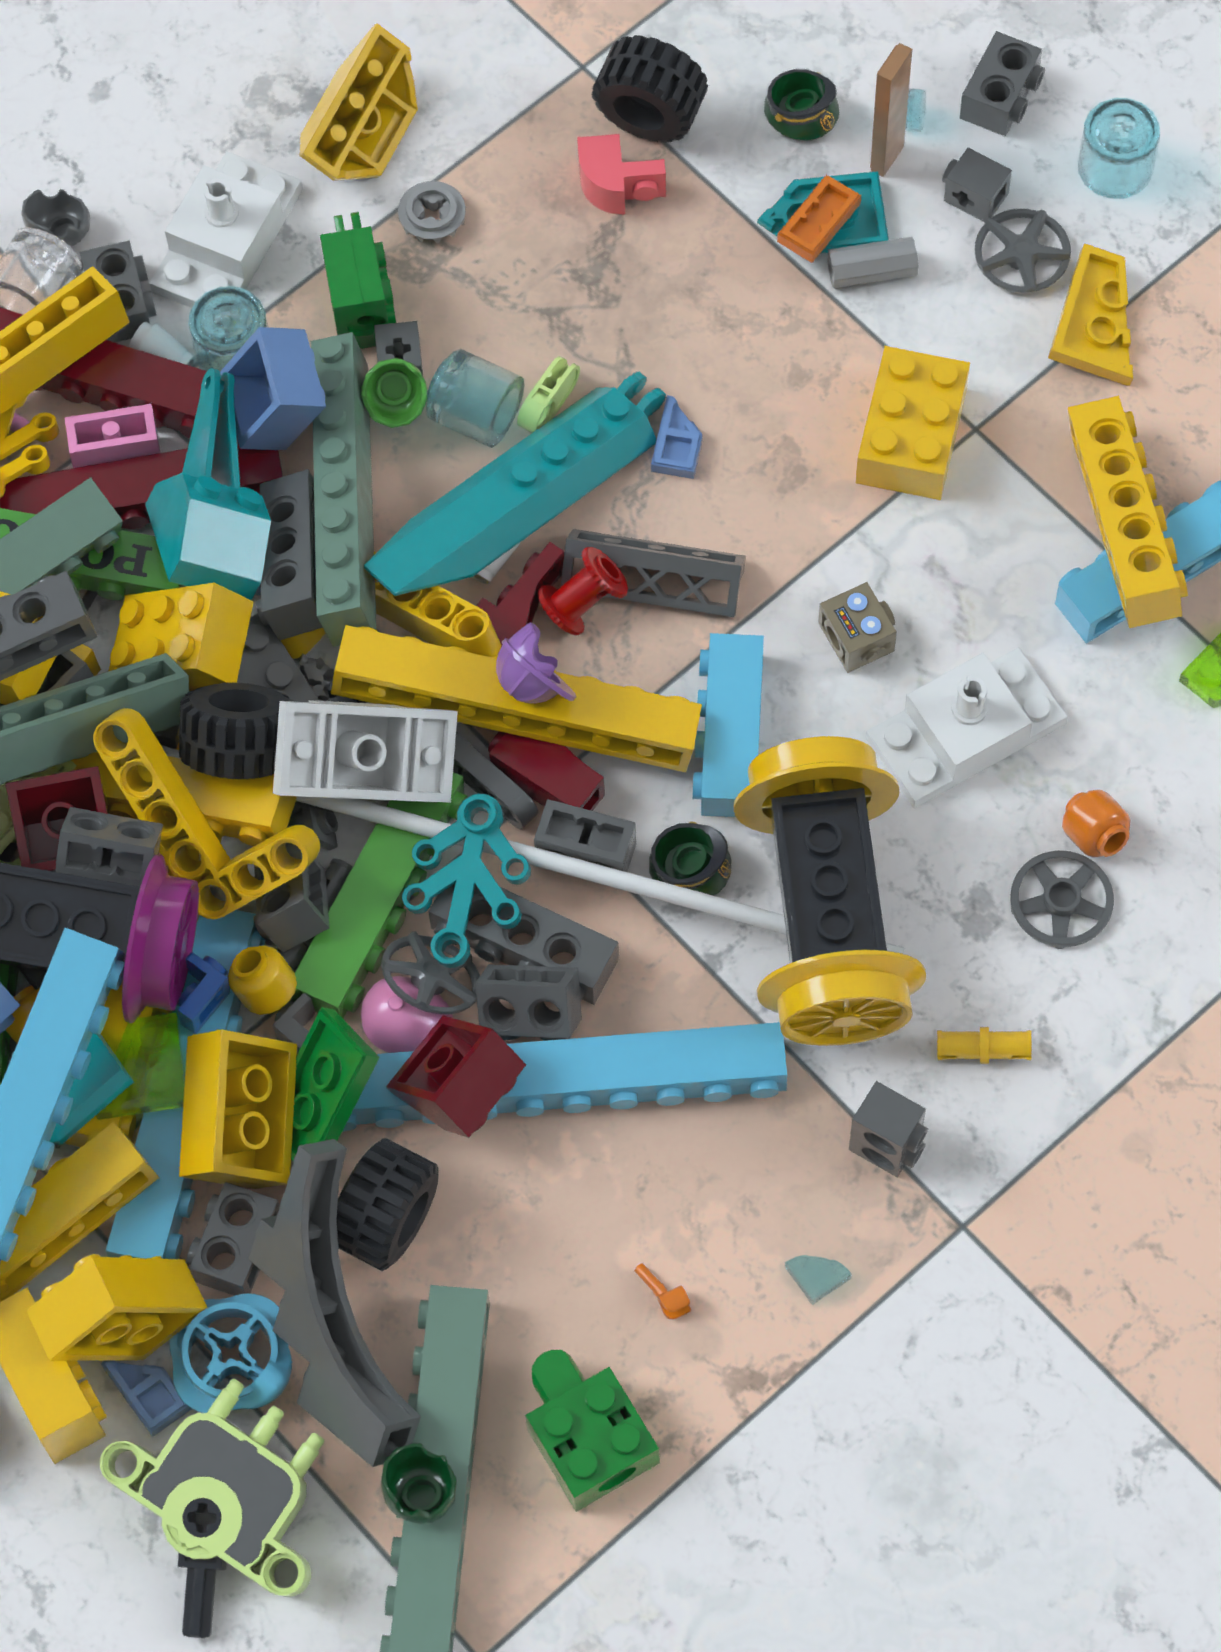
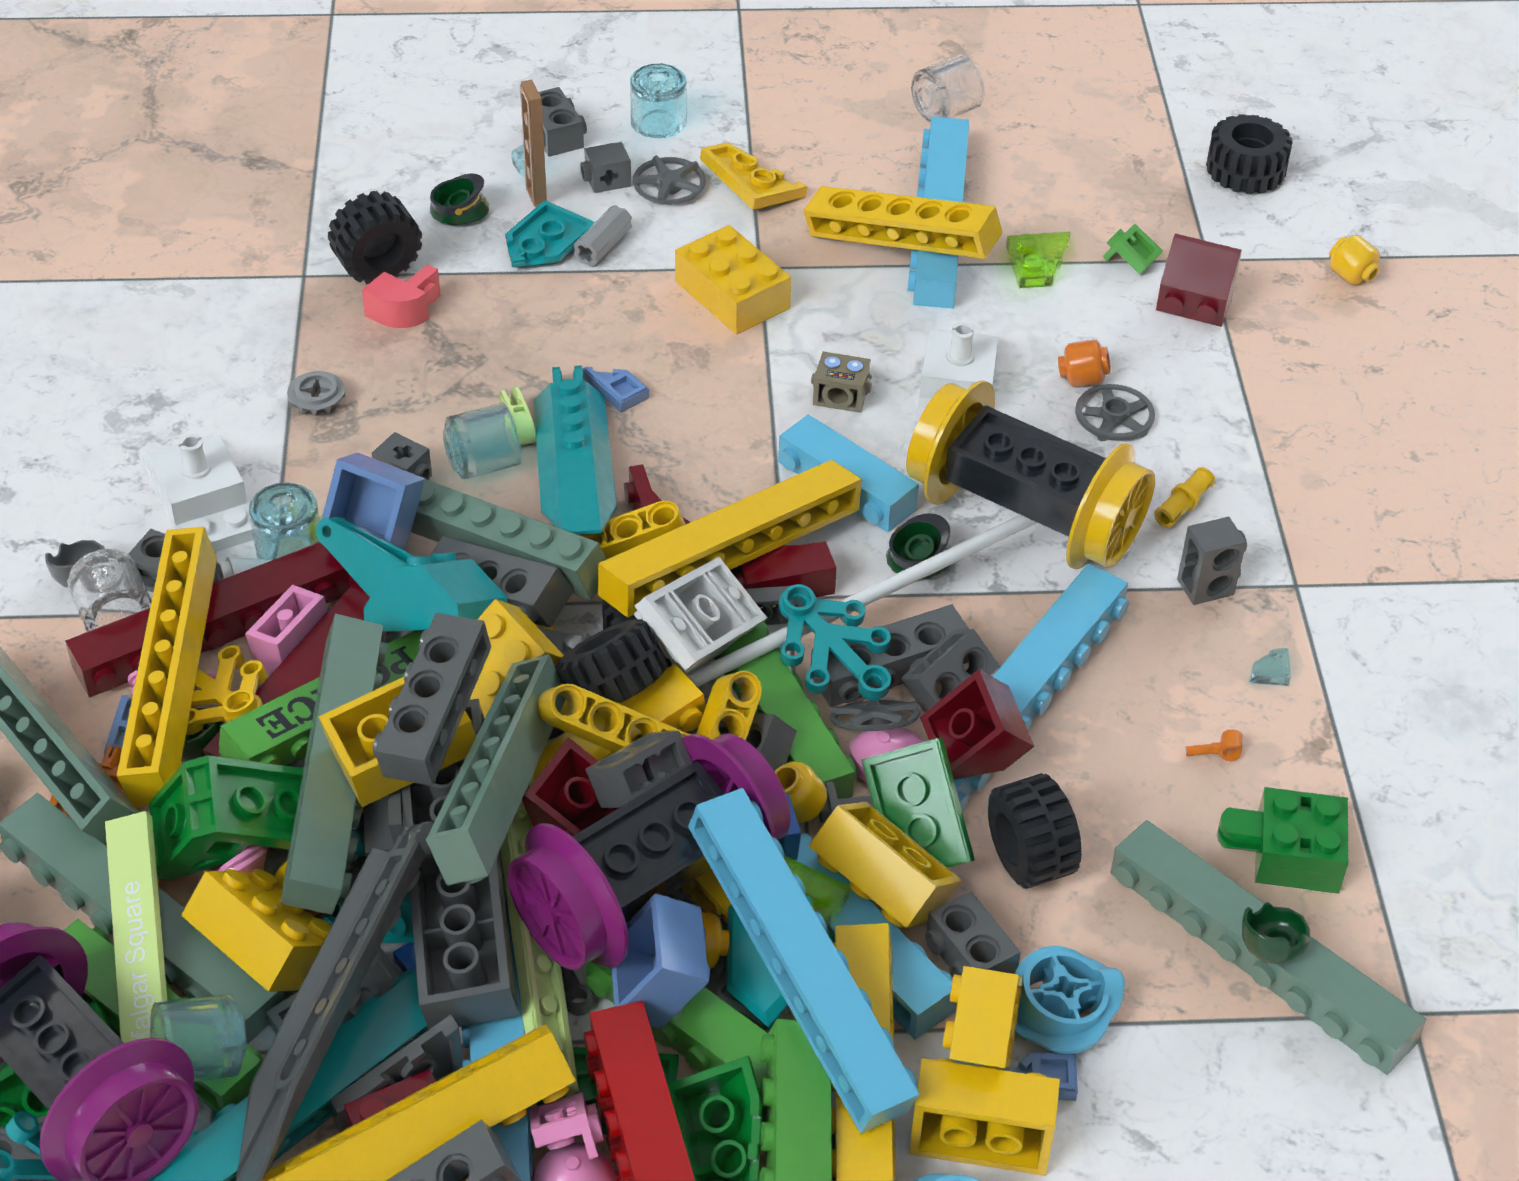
camera: 55 degrees left, 20 degrees down
(240, 1482) = (1177, 1048): piece -> none
(315, 1317) = (1153, 935): dark grey arch -> none
(357, 280) = (323, 433): green brick -> none
(362, 110) = (201, 370): yellow wedge -> none
(394, 392) = (438, 464): bright green hair -> none
(527, 672) = (736, 493): medium lavender piece -> none
(583, 591) = (681, 473): red hose -> none
(586, 835) = (859, 571): dark grey brick -> none
(665, 558) = (687, 437): dark grey fence -> none
(819, 218) = (550, 232): orange plate -> none

